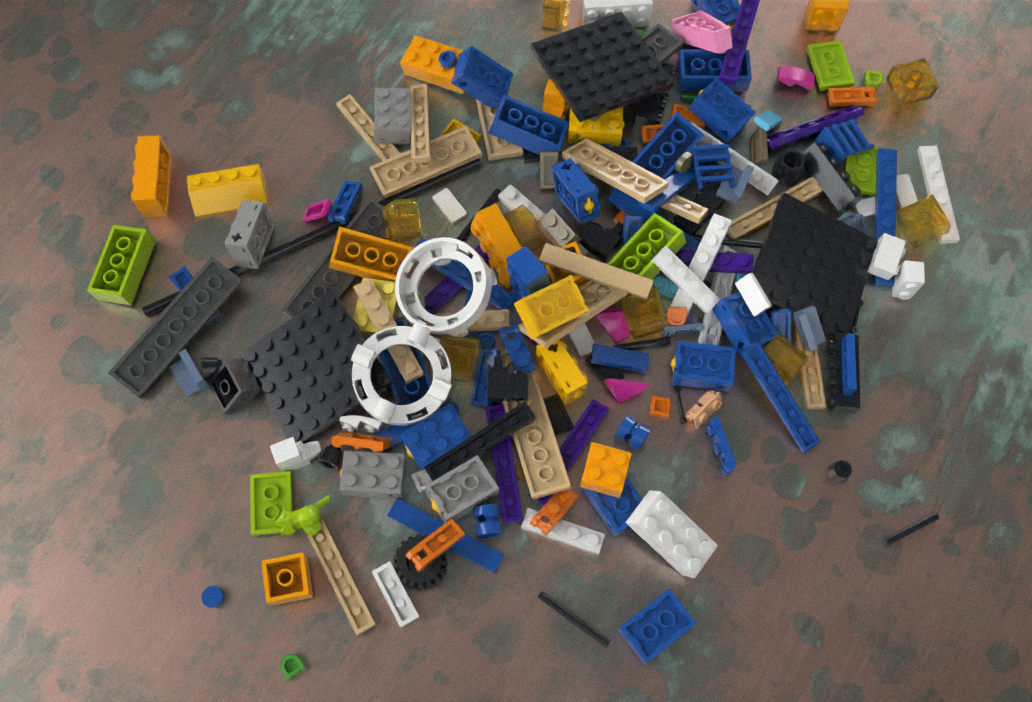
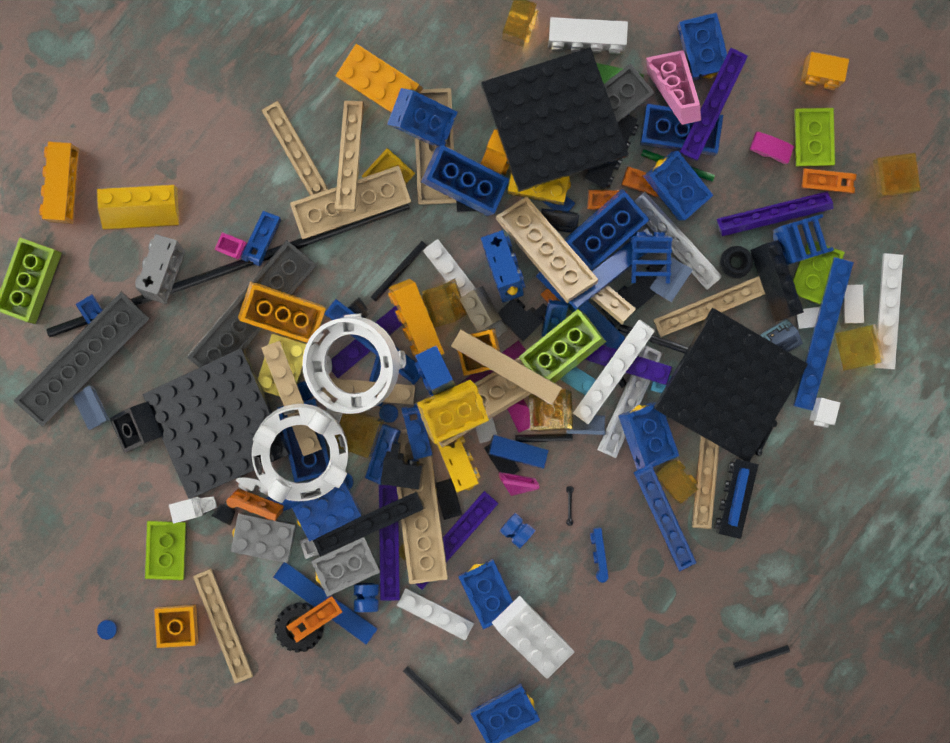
camera: 10 degrees right, 20 degrees up
(210, 366) = (114, 404): black hat -> none
(292, 666) = (175, 700): bright green tile -> none
(305, 518) = (198, 573): lime animal -> none
(392, 116) = (320, 140): light grey piece -> none
(395, 594) = (273, 651): white plate -> none
(402, 220) = (318, 276): clear yellow brick -> none
(447, 59) = (387, 88): blue tile -> none
(449, 206) = (370, 254): white tile -> none
(547, 160) = (479, 228): dark tan tile -> none
(554, 510) = (429, 597): orange plate -> none
(605, 470) = (481, 572): light orange brick -> none
(660, 407) = (549, 505): orange tile -> none
(676, 315) = (581, 419): orange tile -> none
(684, 162) = (622, 249): olive tile -> none
(685, 279) = (595, 387): white plate -> none
(703, 366) = (598, 473): blue piece -> none
(710, 402) = (586, 519): light nougat hinge -> none
(753, 294) = (659, 414): white tile -> none
(759, 149) = (710, 232): dark tan tile -> none
(767, 120) = (727, 201): medium azure tile -> none
(782, 322) = (684, 442): blue tile -> none
(809, 328) = (711, 451): sand blue panel -> none
(839, 471) = (707, 593): black hat -> none
(873, 78) = (858, 159): lime tile -> none
(887, 256) = (808, 385): white brick -> none

